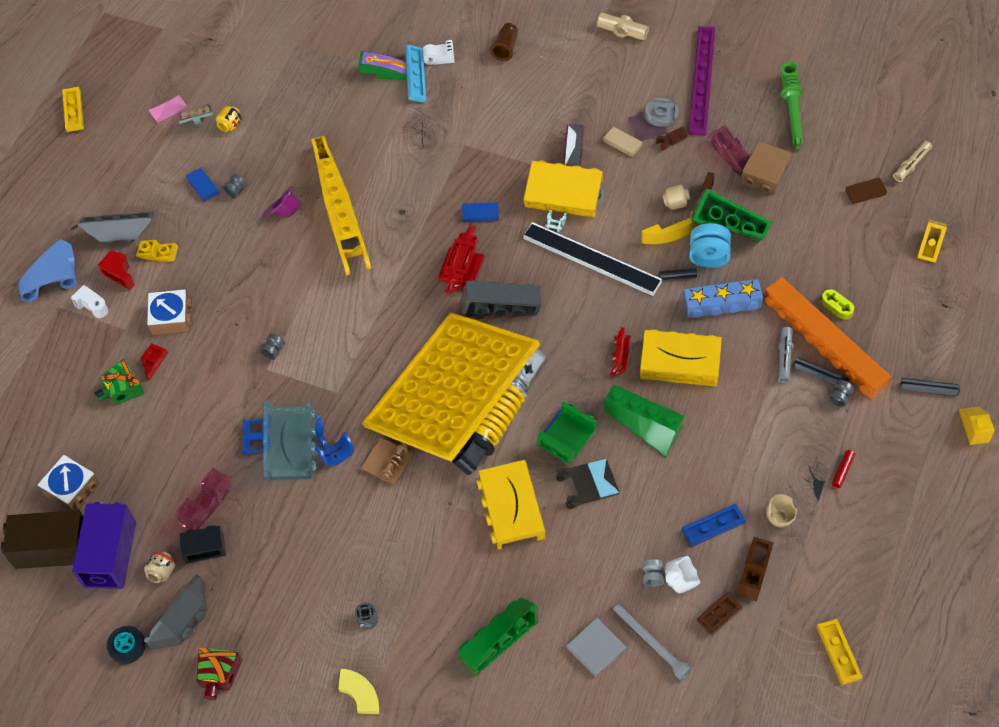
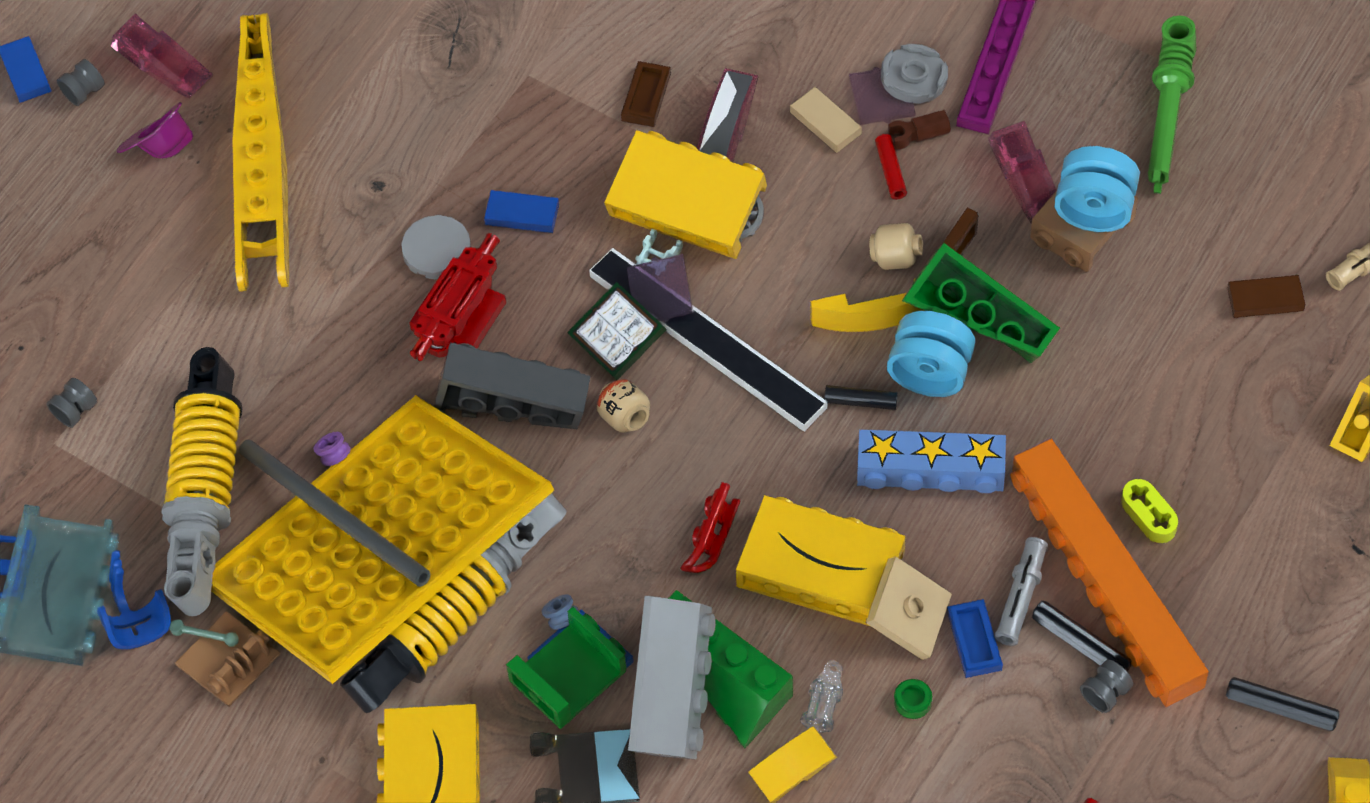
camera: 10 degrees right, 0 degrees up
(272, 166) = (160, 57): none -> clear pink slope
(351, 372) = (200, 479): none -> piece
(357, 450) = (177, 628): none -> sand green hinge
(414, 346) = (332, 448): none -> medium lavender bush
(427, 376) = (335, 513): none -> dark grey piece
(440, 236) = (433, 243): none -> light grey tile
(528, 144) = (646, 94): none -> reddish brown tile
(545, 262) = (616, 331): none -> tile
(554, 406) = (557, 611): none -> sand blue bush
(559, 298) = (623, 406): none -> tan head
(563, 238) = (661, 287): none -> clear purple piece
(625, 428) = (671, 678): none -> light grey slope
(662, 159) = (891, 166): none -> red piece
(693, 460) = (792, 764): none -> yellow slope
(701, 422) = (826, 691): none -> clear piece
(732, 372) = (908, 608): none -> tan plate
(744, 417) = (913, 698): none -> green tile
(767, 382) = (974, 638): none -> blue tile
(774, 150) = (1097, 189): none -> medium azure wheel

